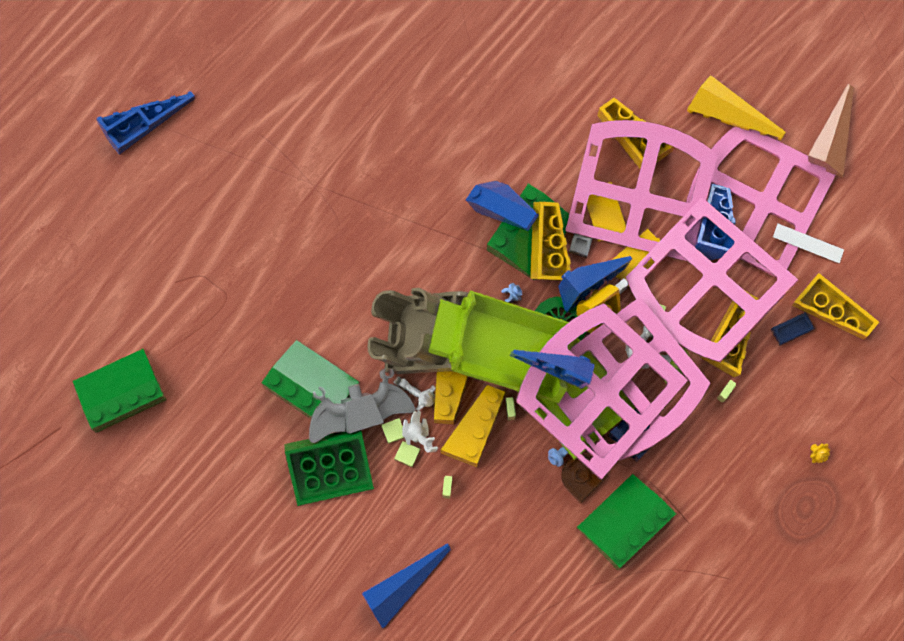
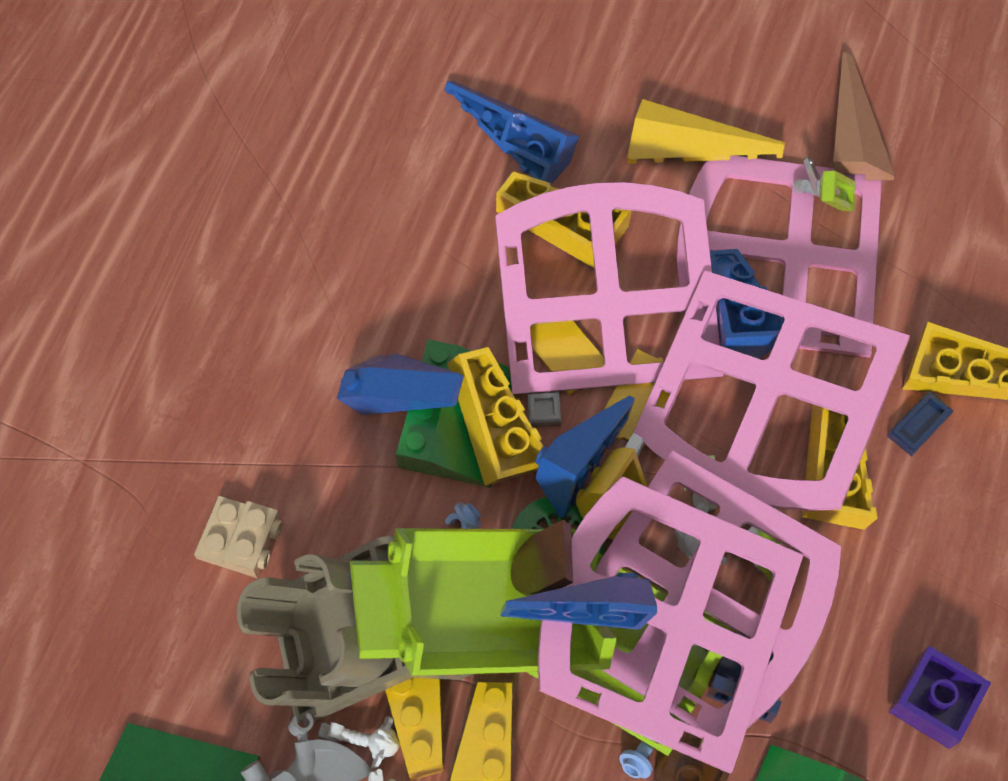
camera: 20 degrees left, 10 degrees down
(386, 259) = (239, 536): none -> tan plate
(510, 408) = (529, 708): yellowish green tile -> none
(543, 334) = (544, 561): none -> reddish brown tile
(635, 78) = (533, 143): none -> blue wedge
(726, 391) = (864, 554): yellowish green tile -> none
(732, 481) = (939, 697): none -> dark purple brick
(798, 172) = (831, 187): none -> lime piece
(808, 243) = (886, 289): white sticker -> none

